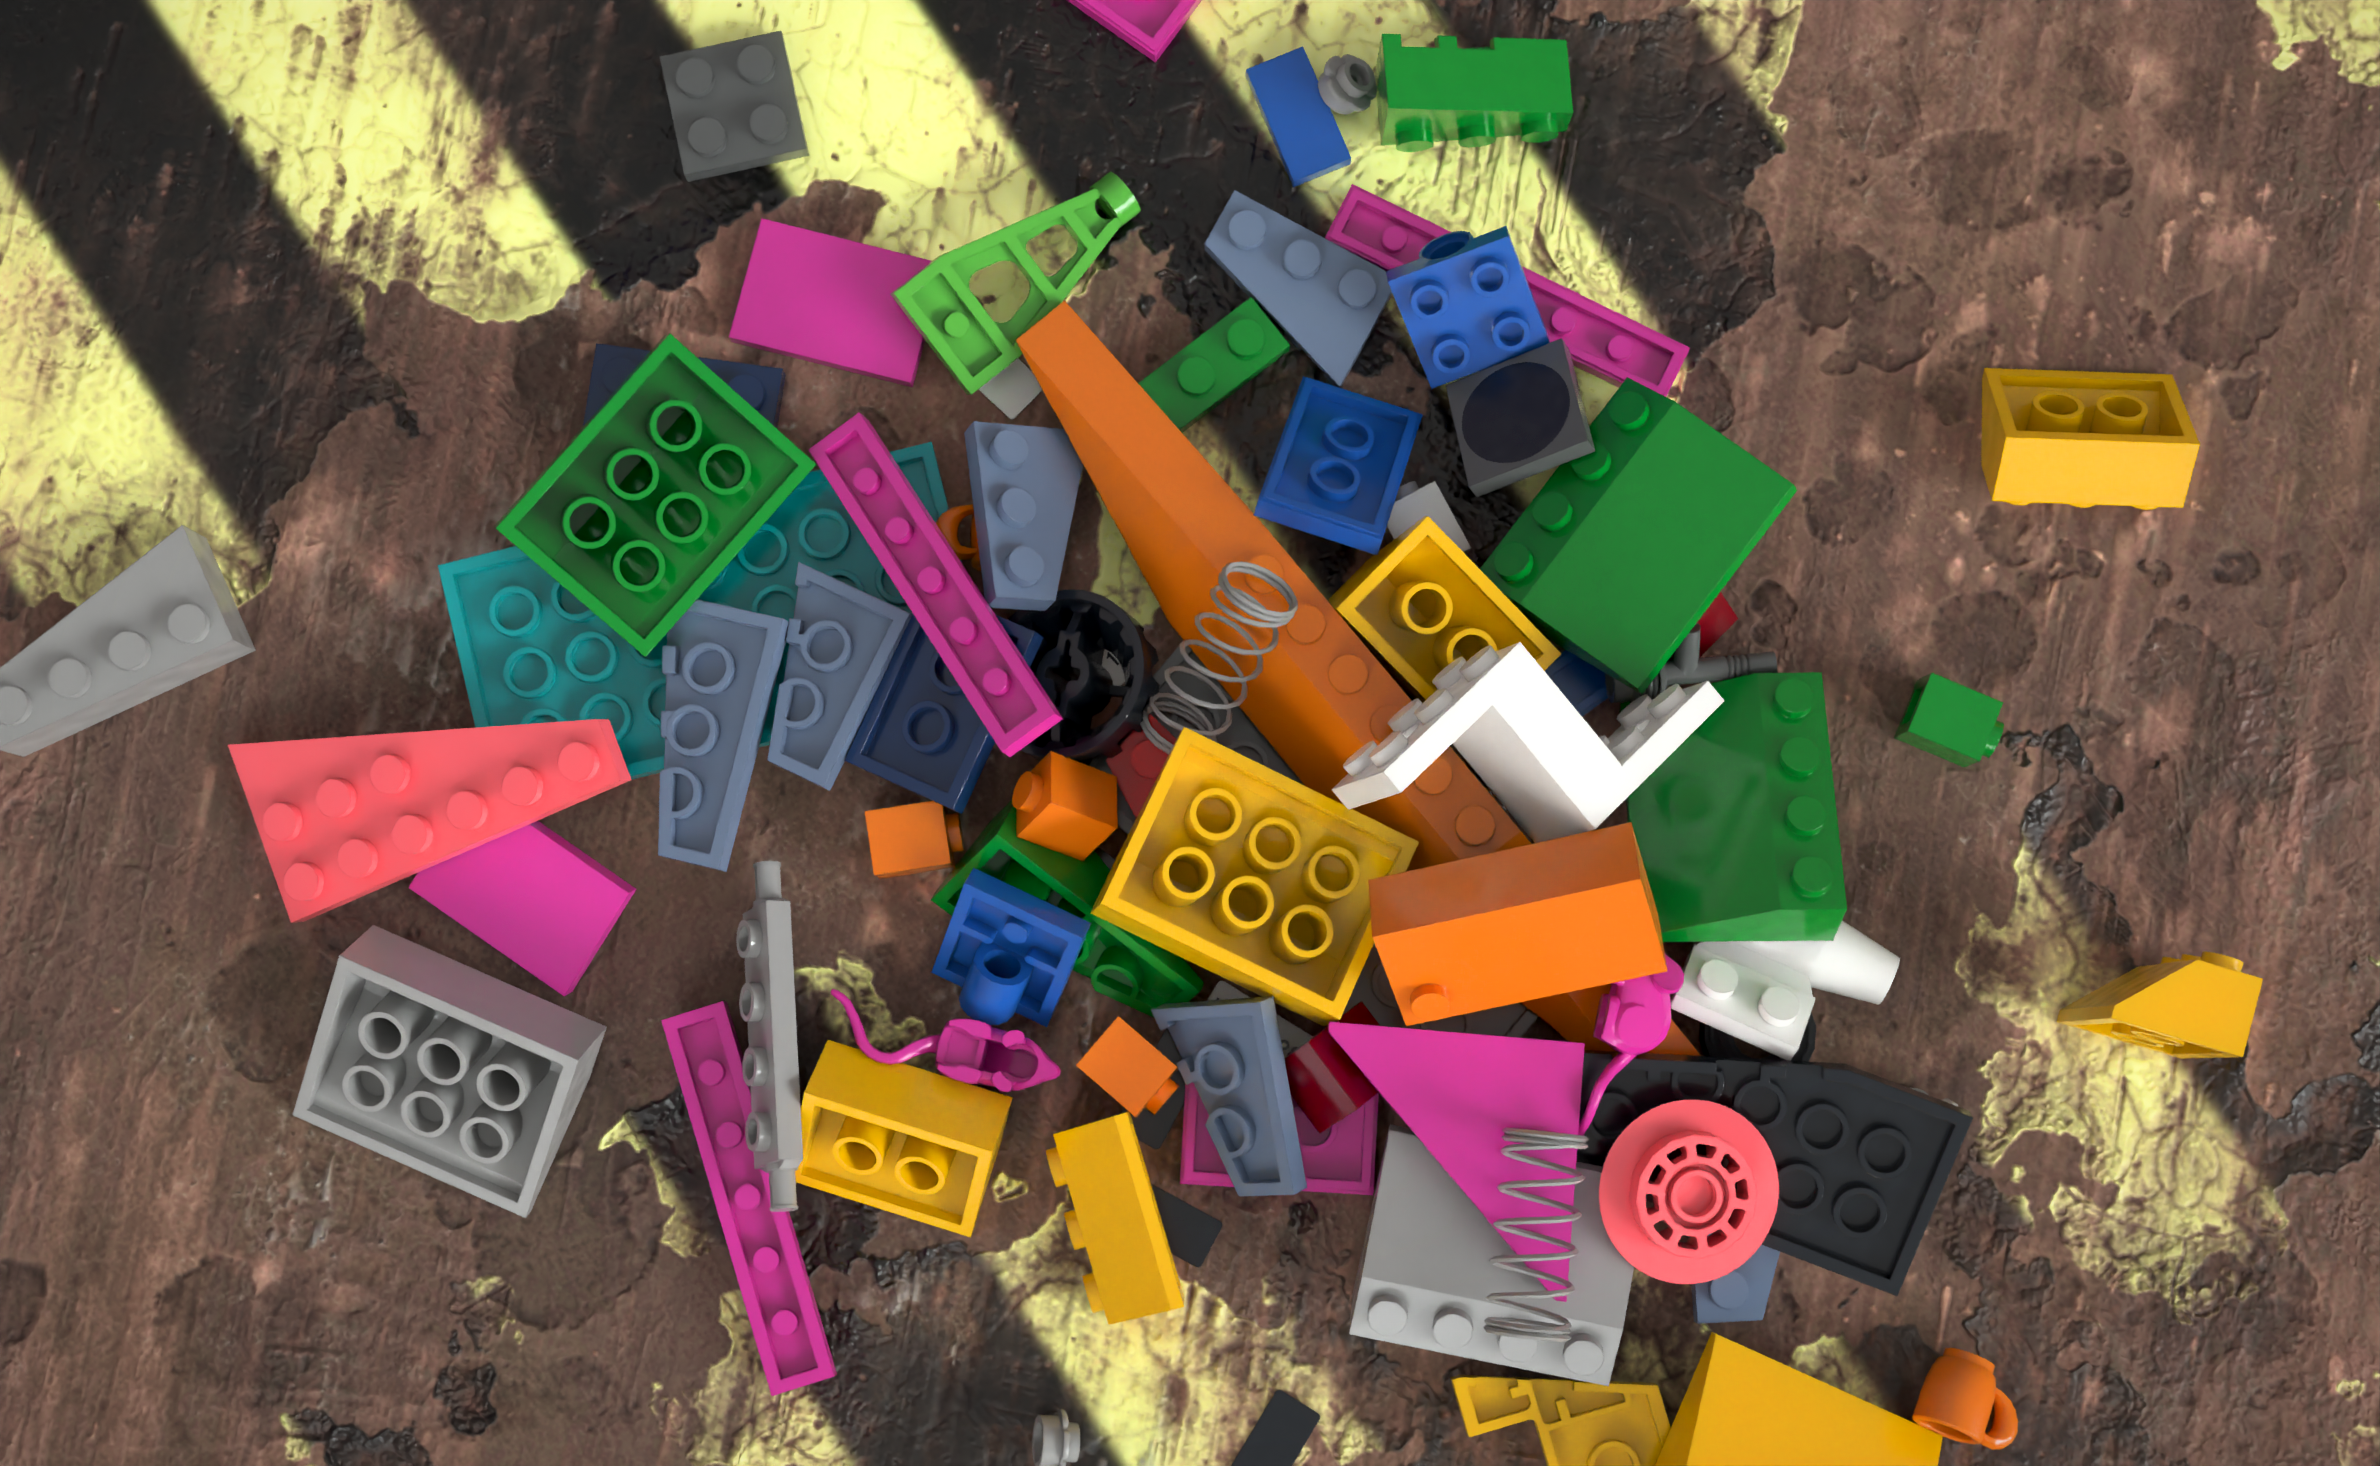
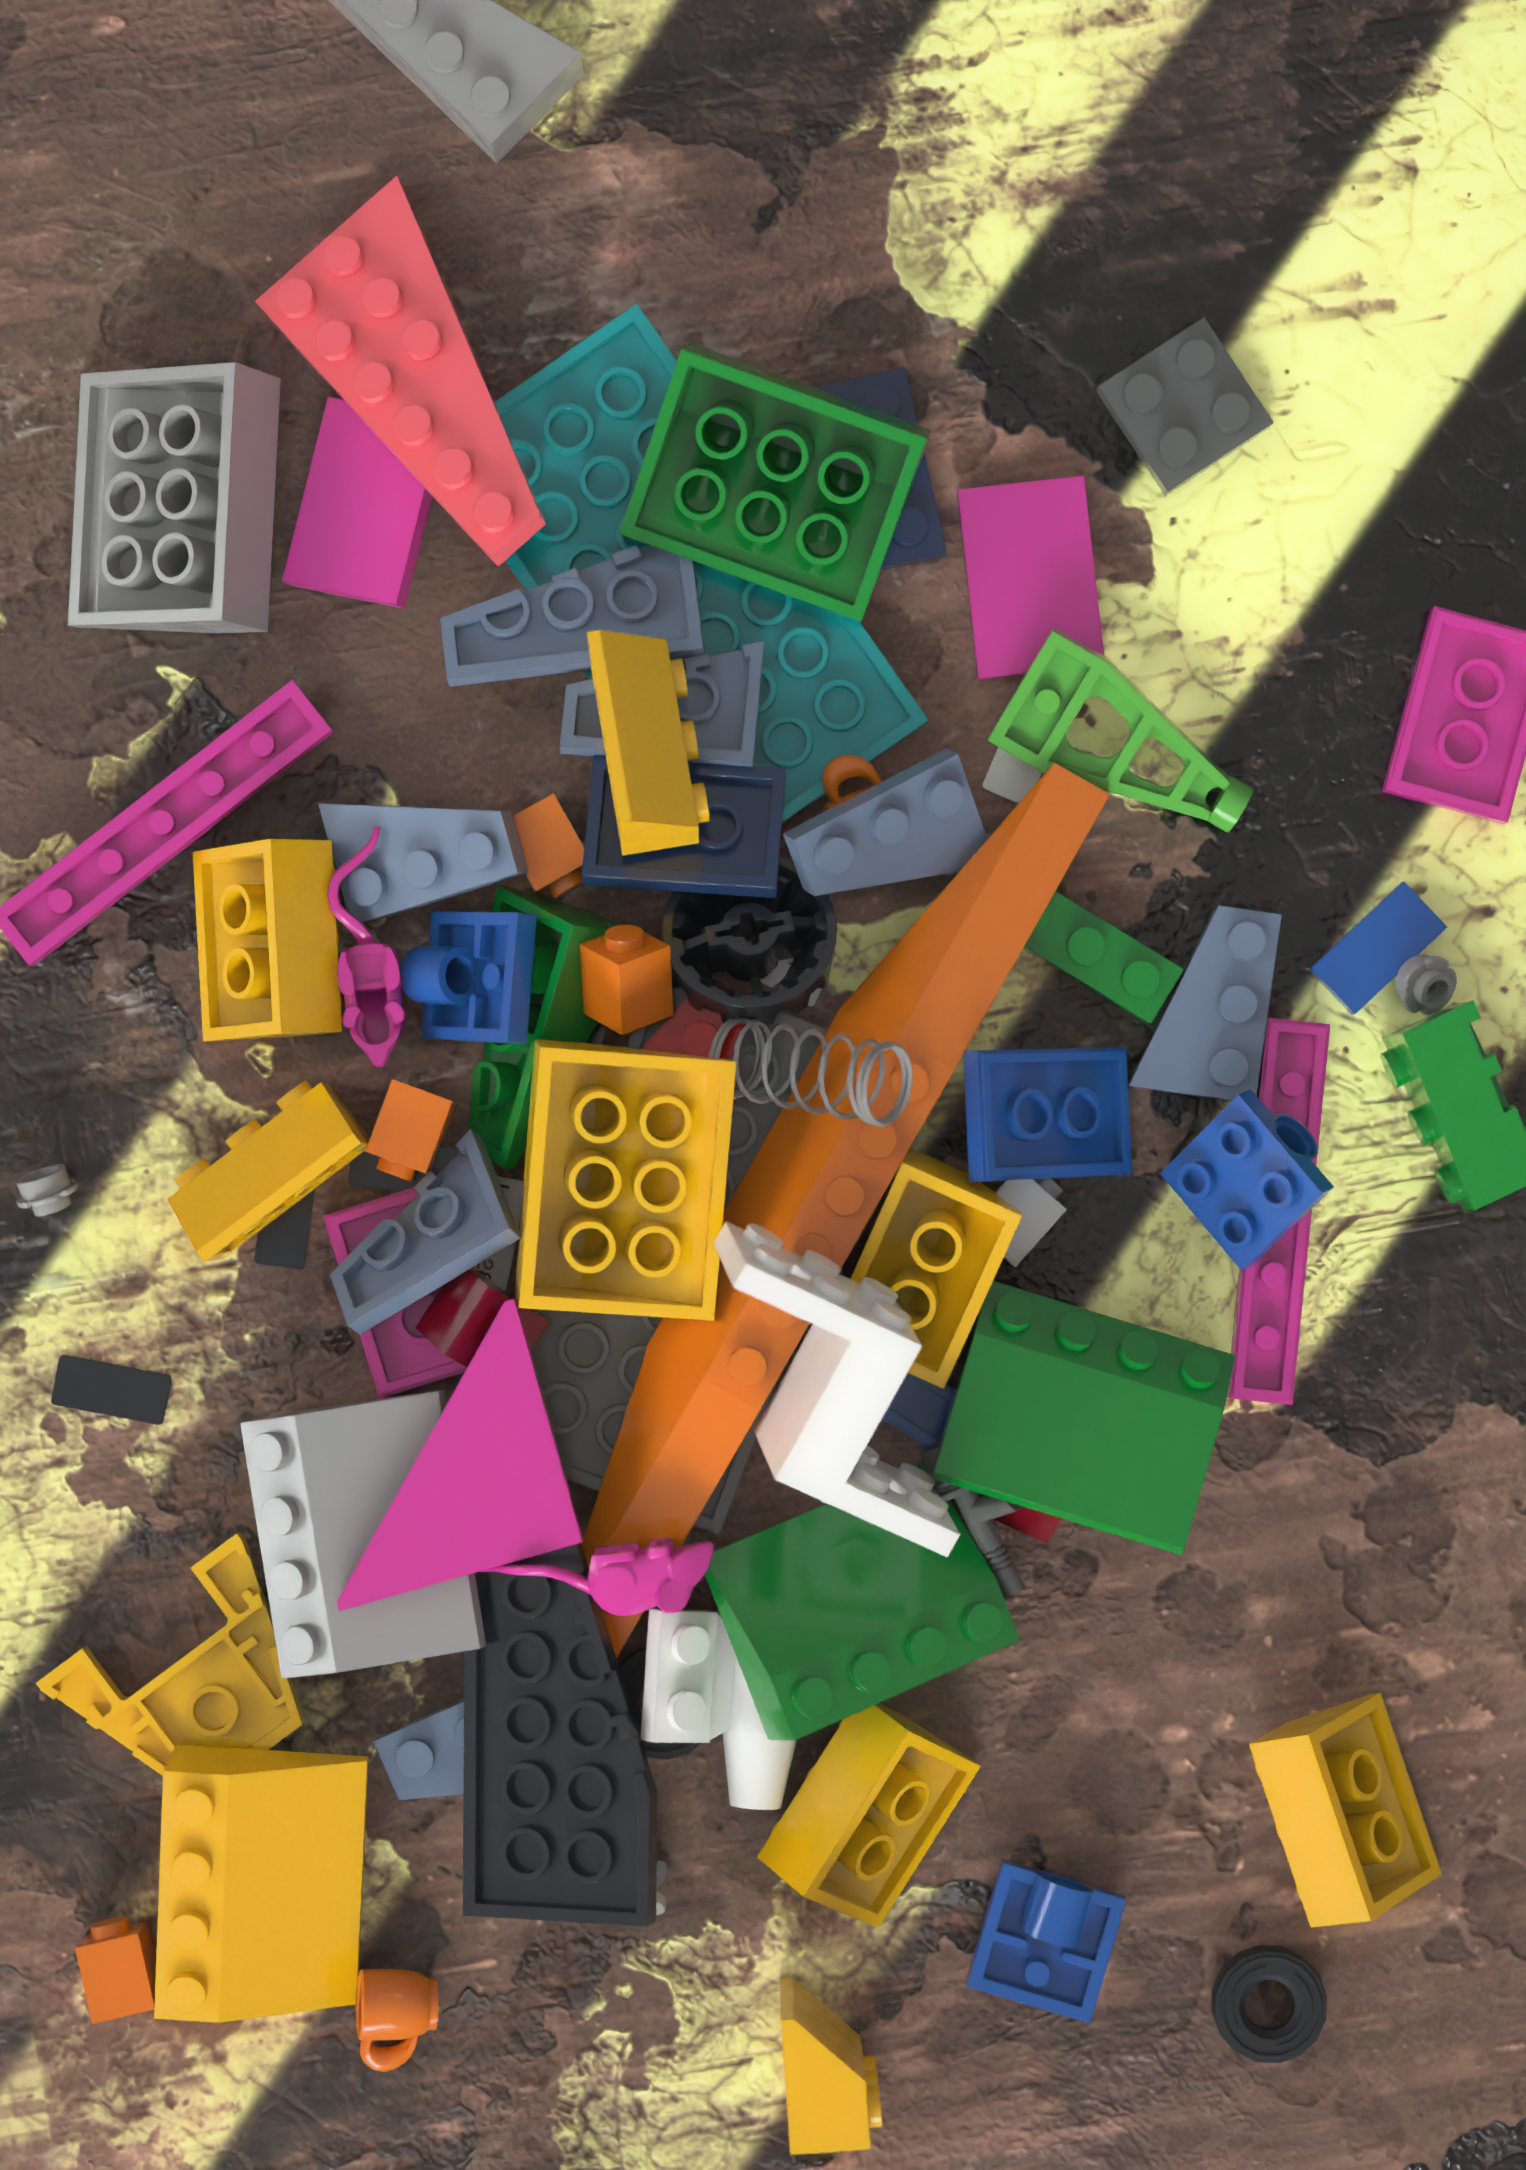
camera: 70 degrees right, 5 degrees up
(772, 1056) = (297, 795): light grey plate -> none
(850, 700) = (646, 741): none -> yellow slope
(873, 960) = (419, 854): none -> sand blue wing
(935, 585) = (786, 777): dark pink plate -> none
(1517, 924) = (664, 1439): orange brick -> none
(1519, 418) = (1158, 1267): tile -> none
(1527, 1328) = (297, 1583): light grey piece -> none
(1690, 1192) = (483, 1689): coral wheel -> none
(1933, 880) = (867, 1813): none -> yellow slope
(1951, 721) = (1023, 1779): green brick -> none
(2109, 758) = (1045, 1940): none -> blue plate
(2277, 569) = (1294, 2034): none -> black tyre

